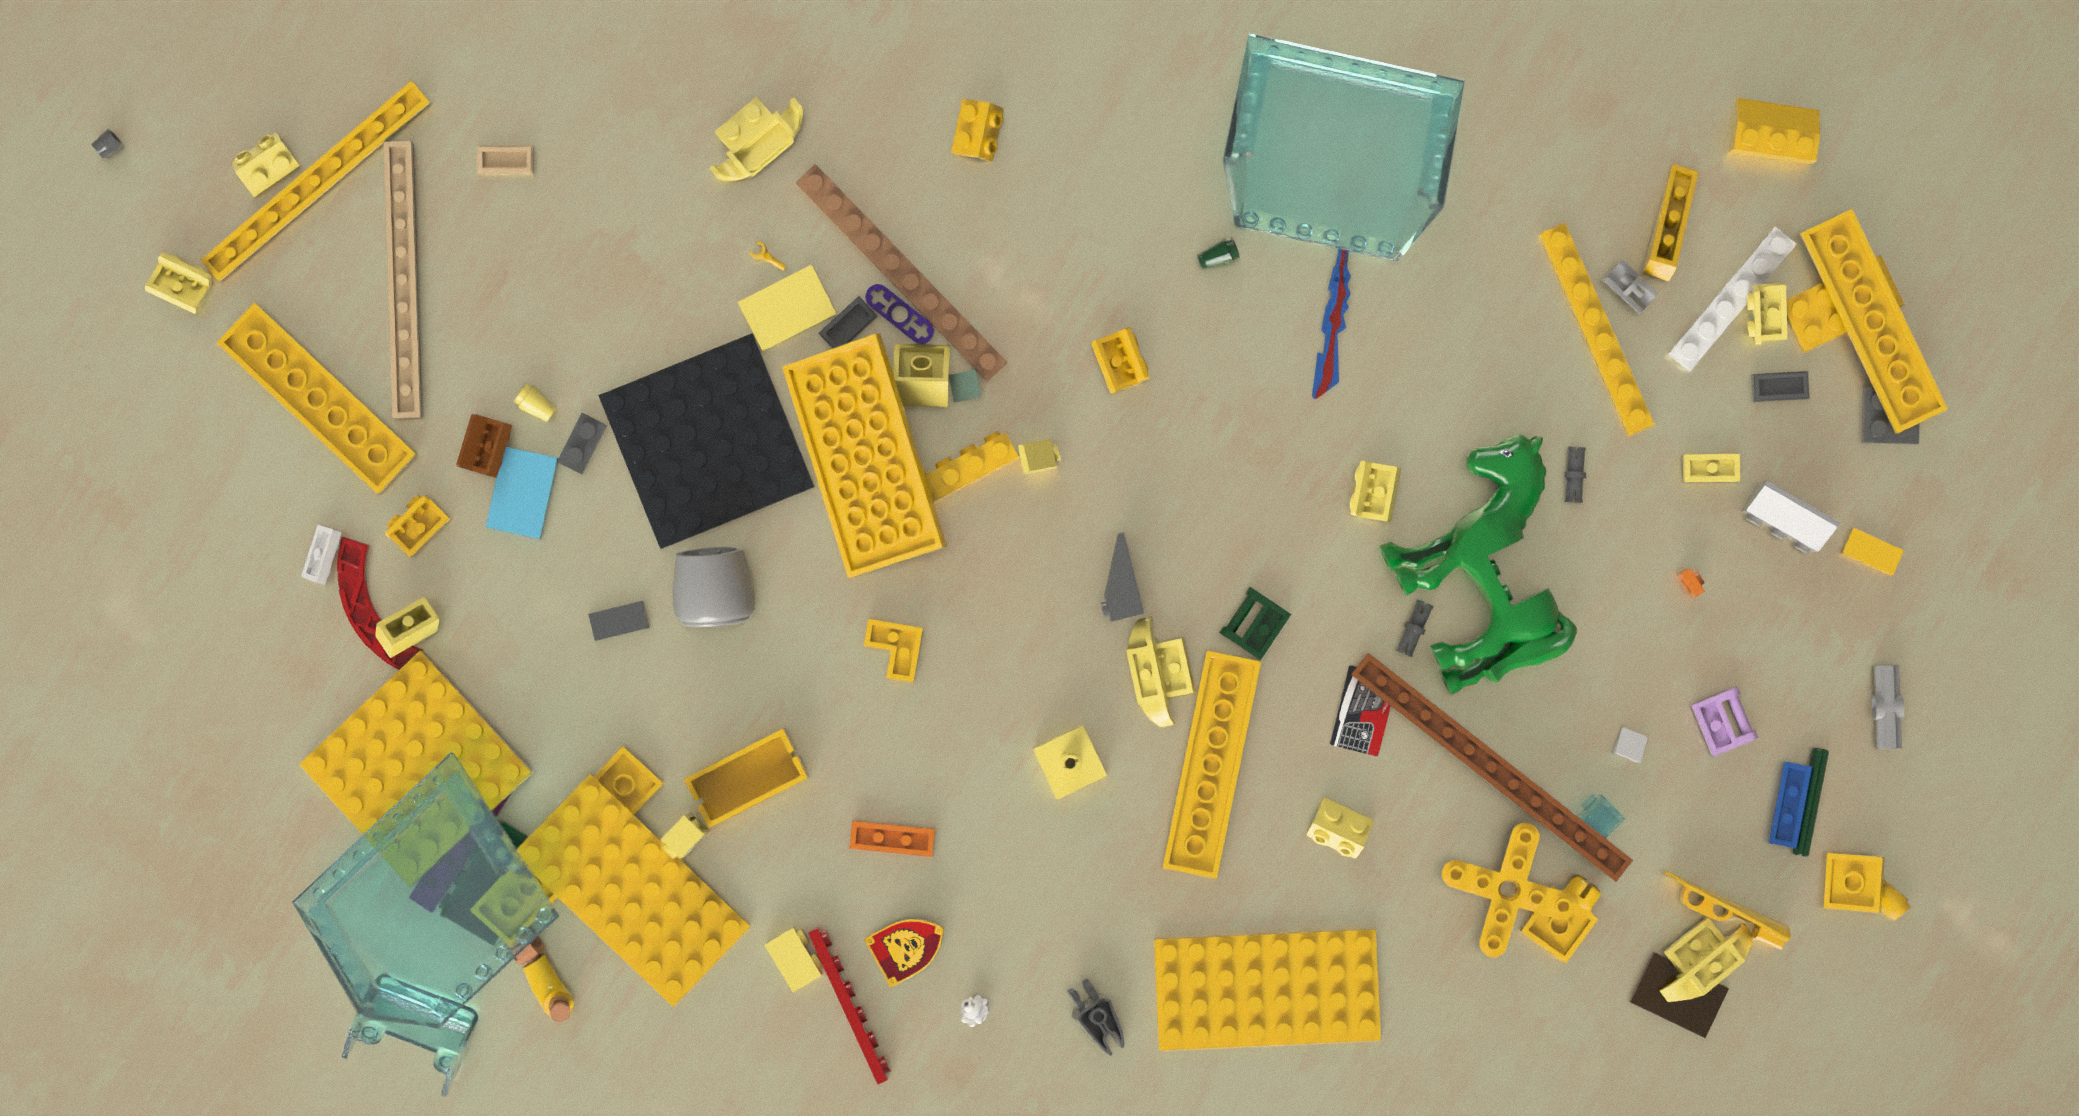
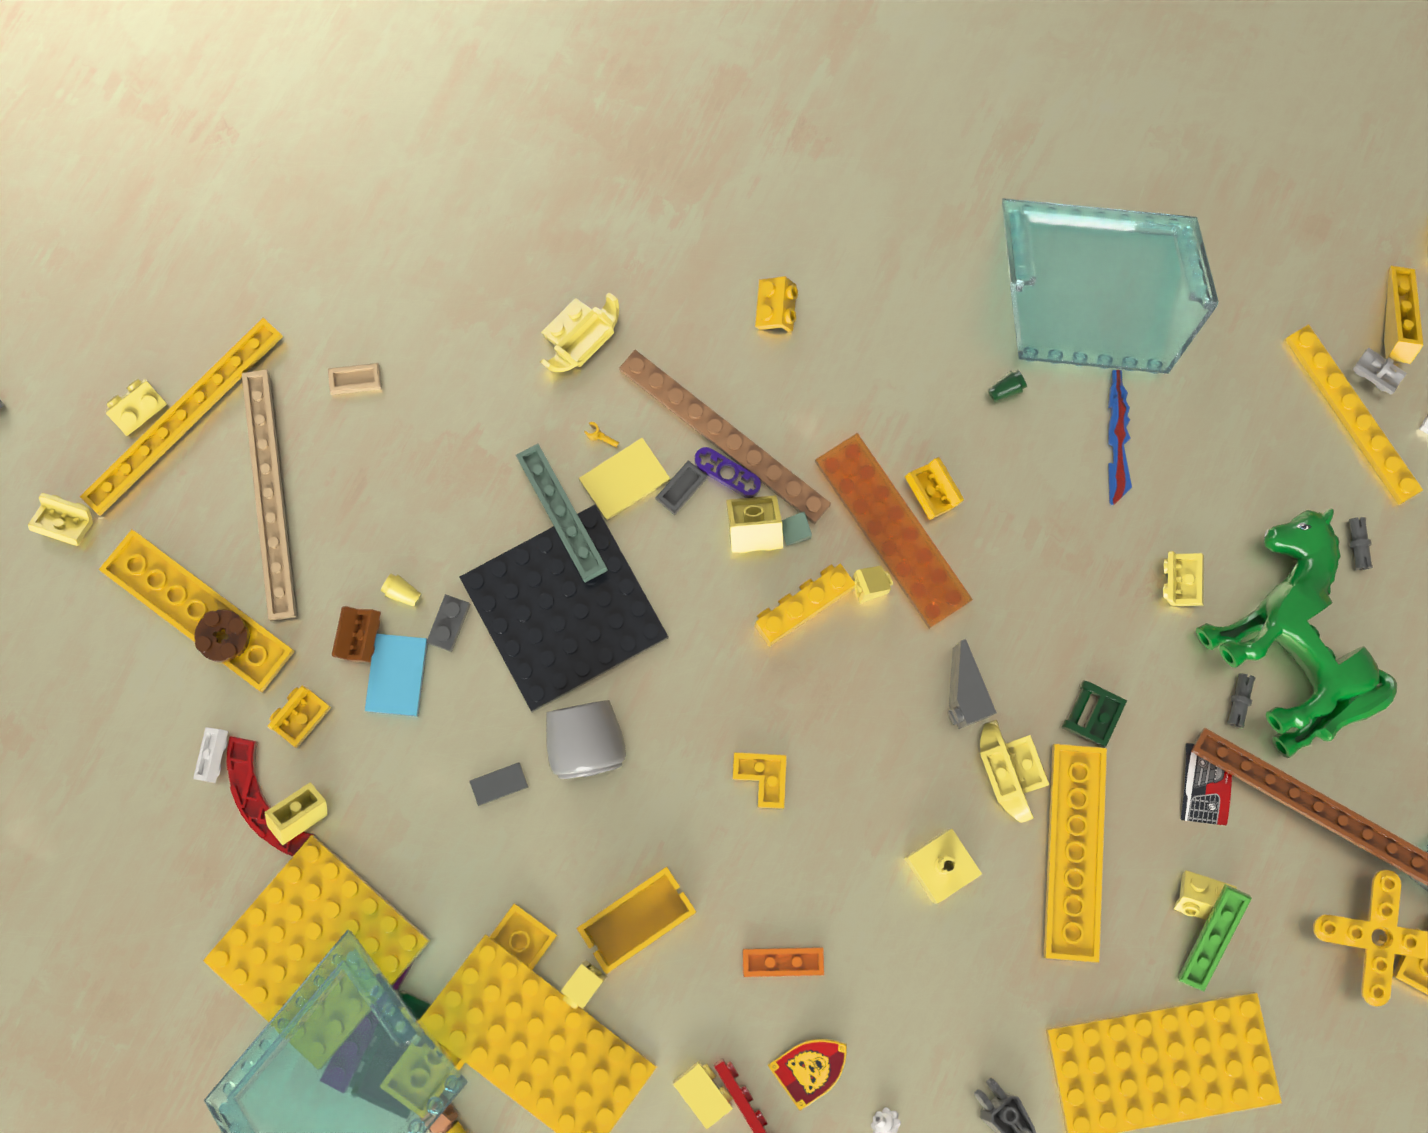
camera: 10 degrees left, 10 degrees down
(327, 436) = (213, 623): none -> reddish brown plate
(714, 340) = (561, 513): none -> sand green plate
(864, 455) = (713, 601): yellow plate -> none
(1070, 399) = (893, 530): none -> clear orange plate
(1339, 869) = (1214, 937): none -> bright green tile

